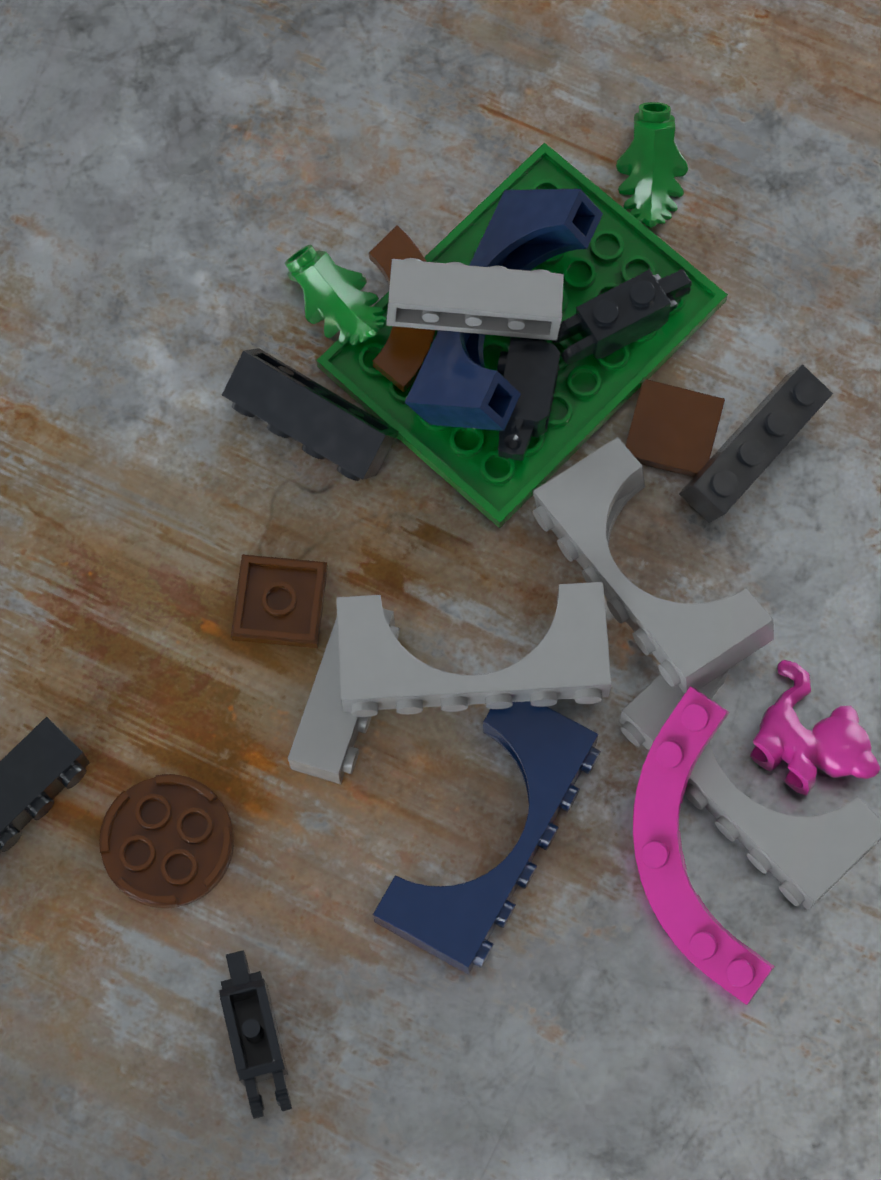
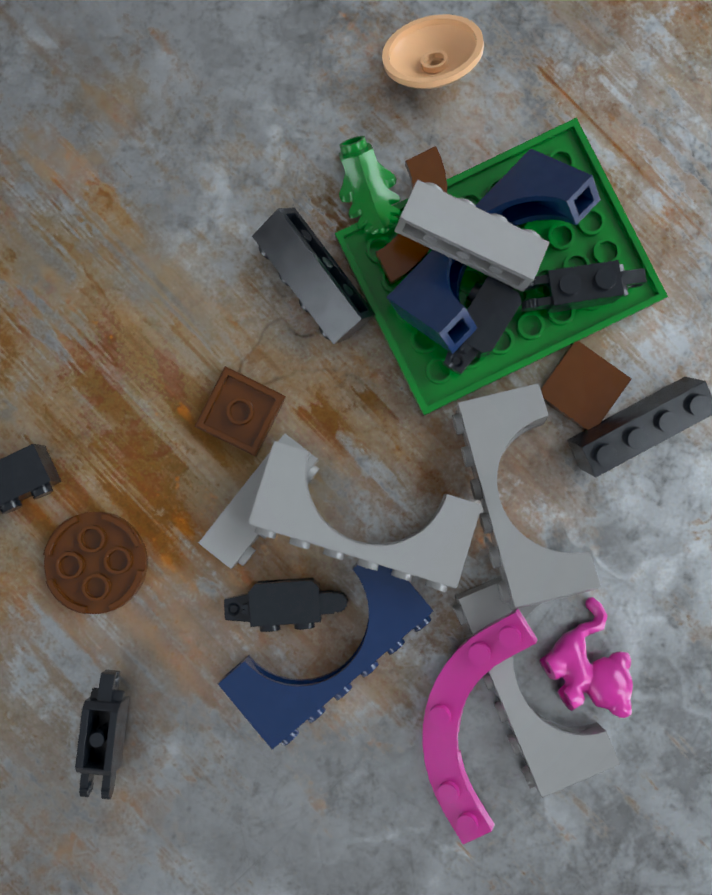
camera: 20 degrees right, 15 degrees up
(354, 128) = (433, 51): none -> light nougat dish
(417, 797) = (284, 603): none -> black hinge
(651, 165) = (652, 166): green plant -> none

